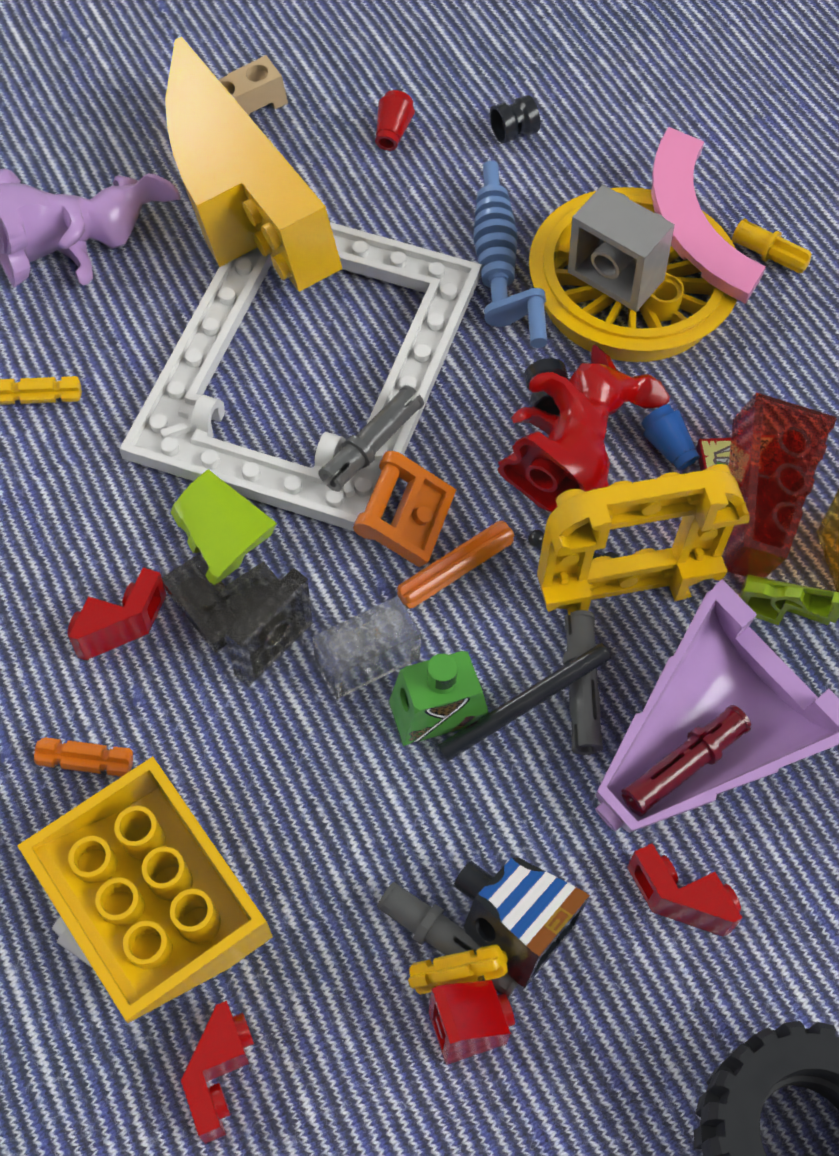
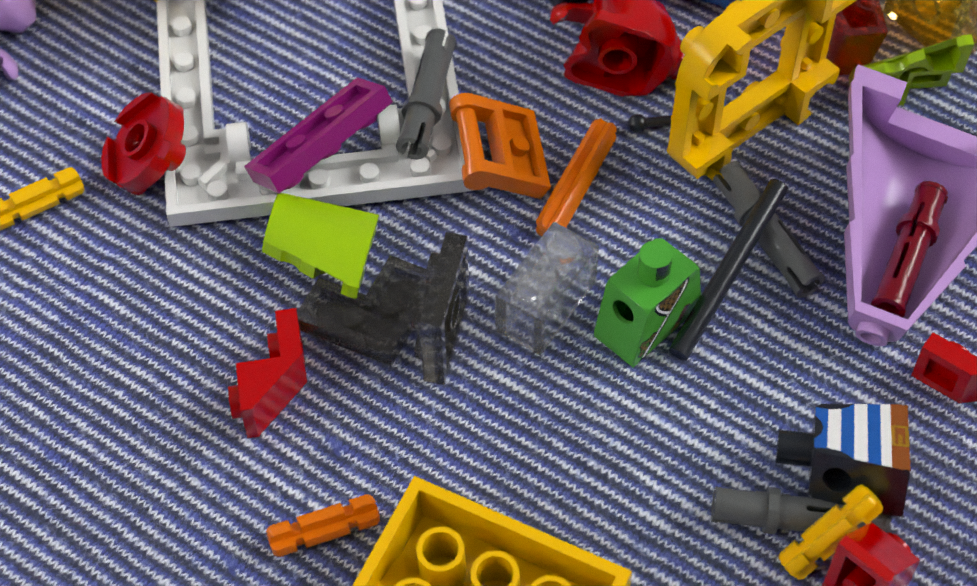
camera: 25 degrees left, 5 degrees down
(138, 384) = (145, 143): none -> red plate
(263, 436) = (318, 135): none -> magenta plate

